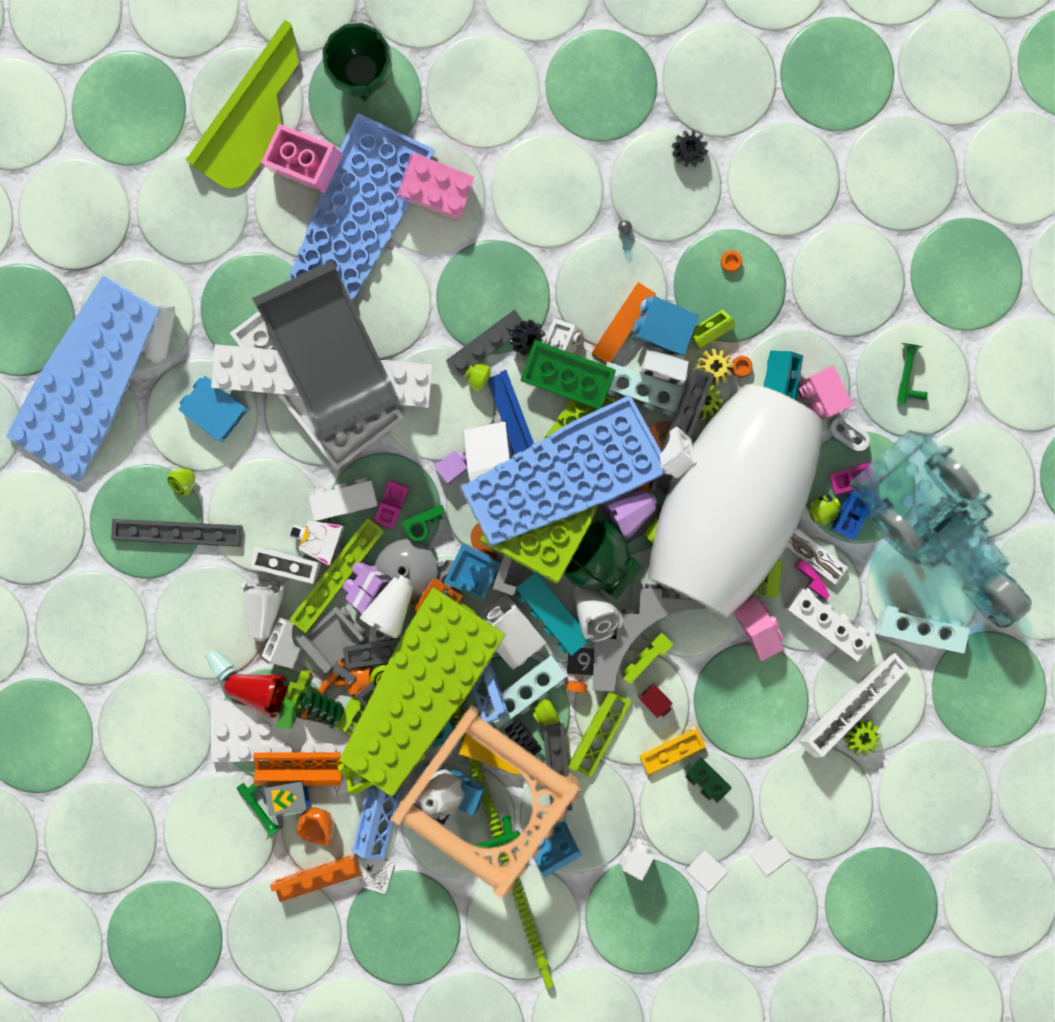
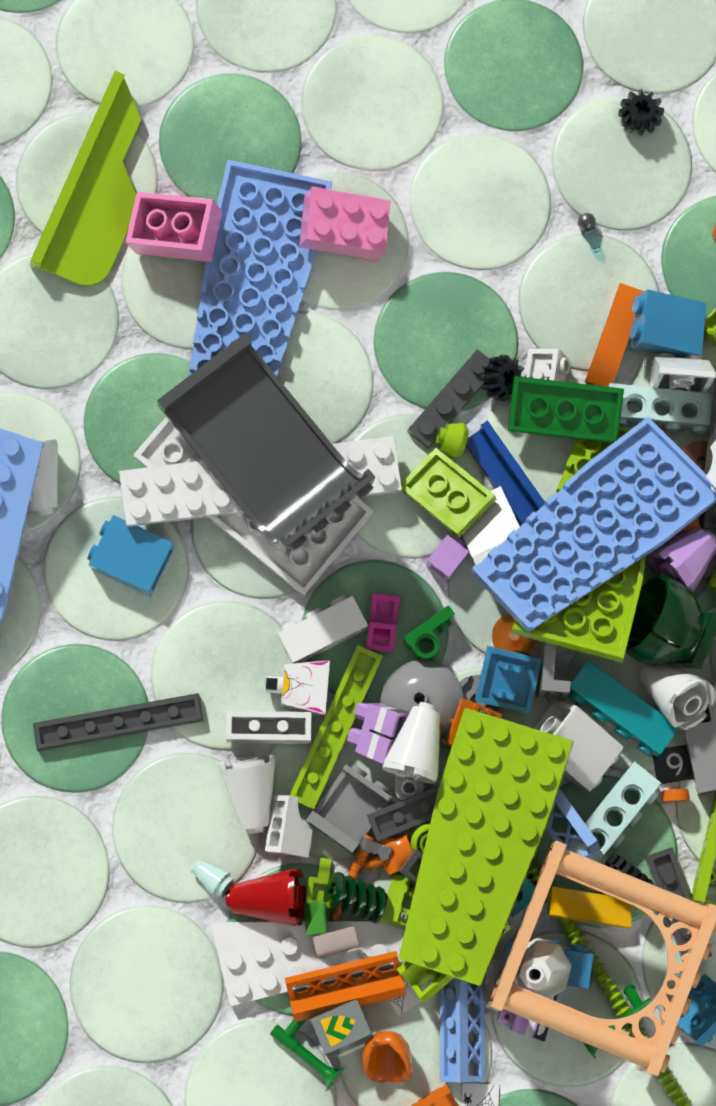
camera: 15 degrees left, 10 degrees down
(181, 481) = (111, 654): lime cone -> none
(297, 735) = (335, 942): none -> white sticker
(357, 59) = (217, 96): dark green plate -> none
(463, 417) = (447, 492): none -> lime plate
(545, 713) = (645, 838): lime cone -> none

